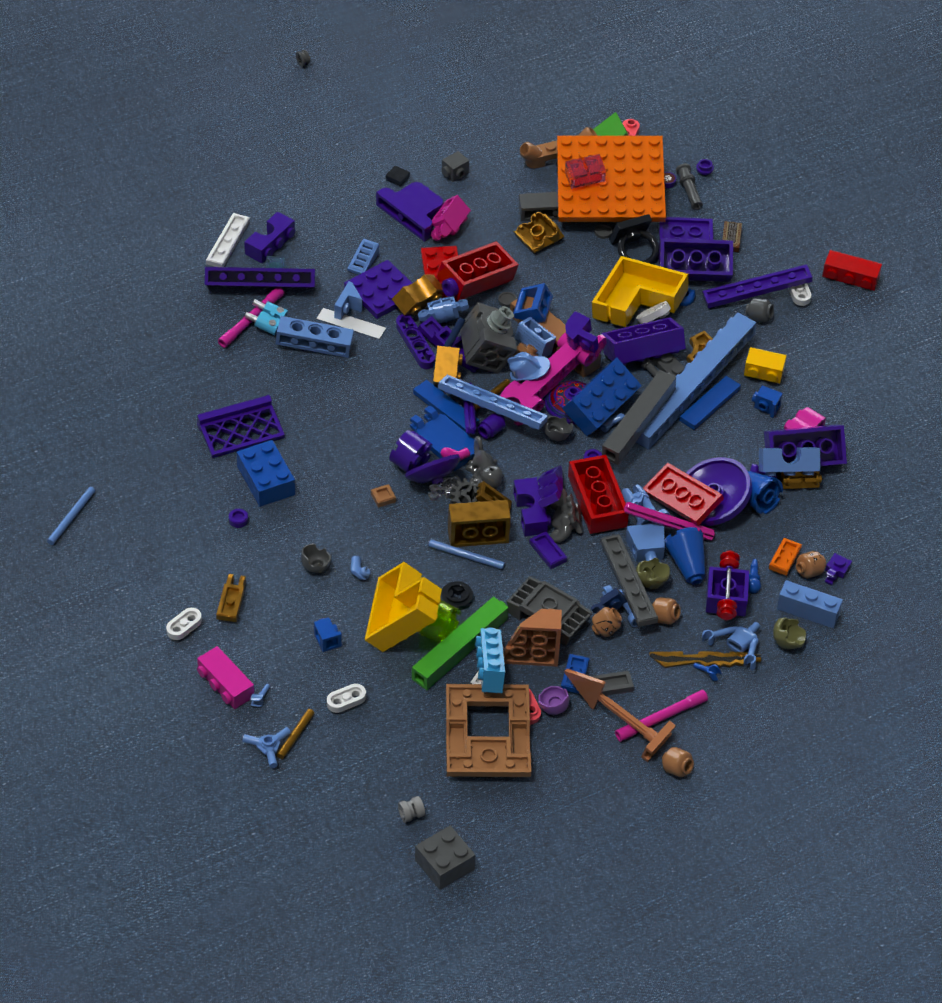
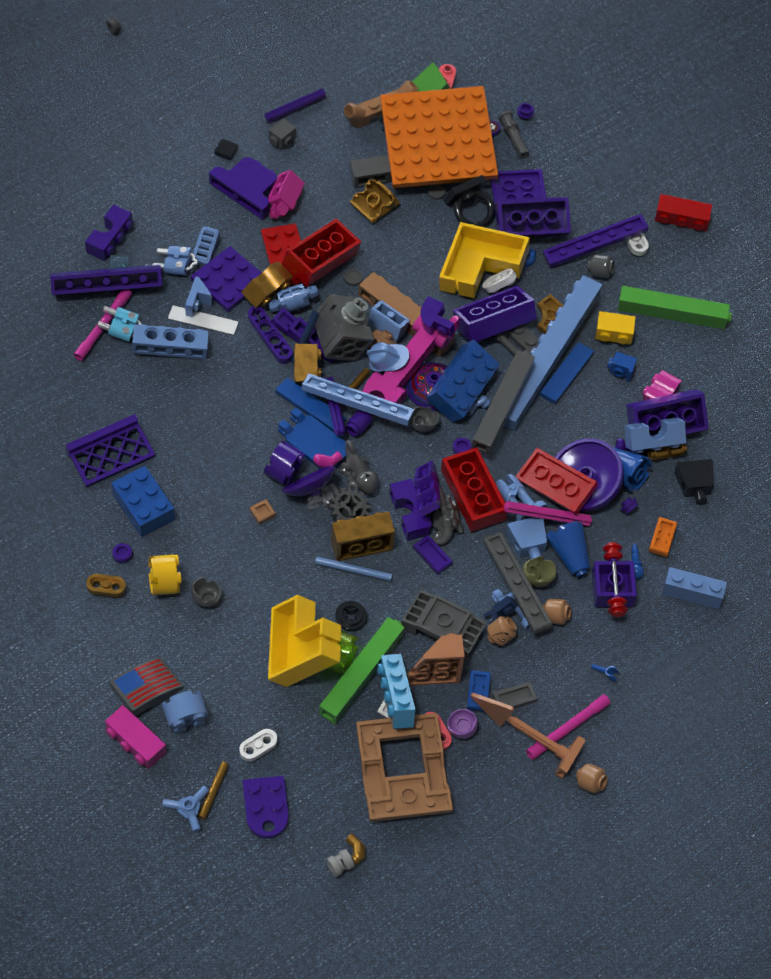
camera: 10 degrees left, 10 degrees up
(183, 624) = (83, 681): white plate -> none
(217, 543) = (106, 583): none -> pearl gold plate
(227, 240) = (67, 239): white tile -> none
(231, 599) = (128, 646): pearl gold hinge -> none
(242, 634) = (145, 685): none -> slope
(257, 699) = (170, 757): medium blue hand -> none
(276, 537) = (164, 575): none -> yellow brick
(278, 658) = (185, 710): none -> medium blue brick
(327, 634) = (229, 676): blue brick -> none
(333, 267) = (177, 260): none -> medium blue piece
(345, 750) = (265, 804): none -> dark purple plate
(357, 570) = (248, 599): medium blue arm -> none
(432, 799) = (358, 848): none -> pearl gold arm
(445, 857) = (381, 913): dark grey brick -> none
(450, 287) = (297, 275): dark purple tile -> none
(473, 143) = (295, 105): none -> dark purple axle
(488, 493) = (368, 509): pearl gold tile -> none
(540, 306) = (389, 287): blue tile -> none
(585, 171) = (414, 134): clear pink piece -> none
(705, 658) = (601, 657): pearl gold sword -> none
(732, 232) = (561, 183): tile -> none
(739, 641) = (632, 635): medium blue piece -> none
(754, 524) = (628, 504): none -> dark purple plate
(788, 633) = (679, 623): olive hair -> none
(810, 564) = (689, 543): medium nougat head -> none
(826, 507) = (695, 478): none -> black torso
(829, 353) = (674, 307): none -> bright green brick
(836, 567) = (714, 543): dark purple plate -> none

